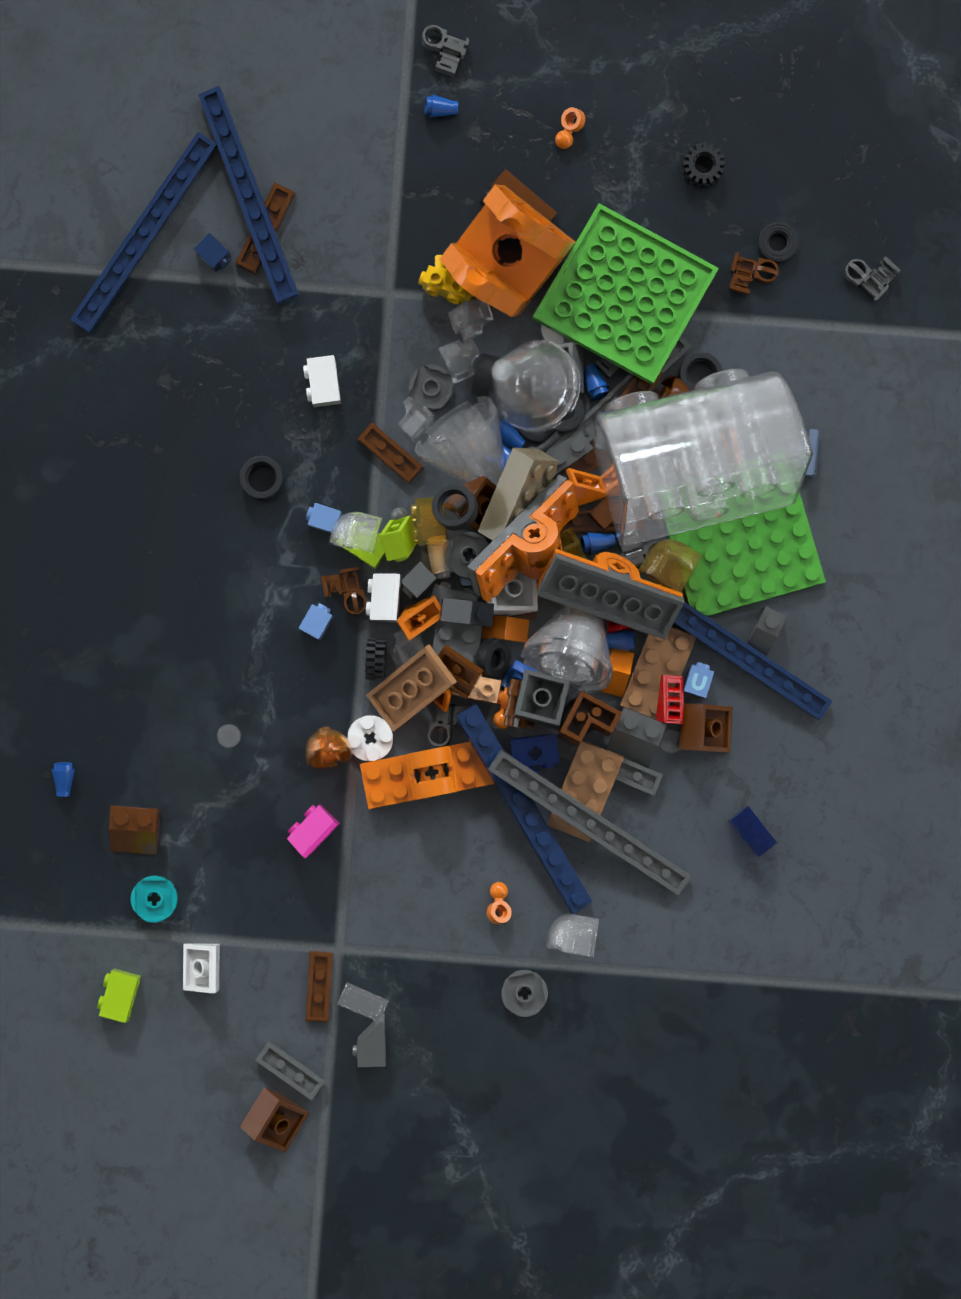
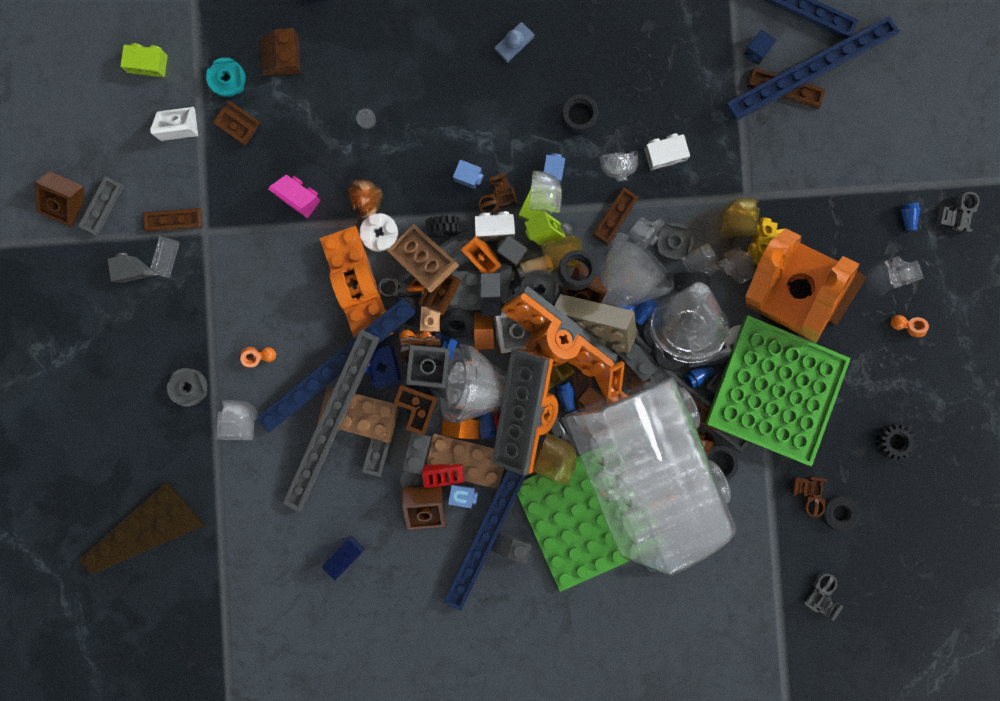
camera: 90 degrees right, 0 degrees up
(162, 544) = (514, 42): none -> sand blue tile
(212, 892) = (236, 123): none -> reddish brown plate
(331, 439) = (619, 164): none -> clear cylinder
(415, 307) = (740, 217): none -> clear yellow brick
(507, 126) = (903, 272): none -> clear brick
(682, 1055) = (150, 525): none -> dark brown wing

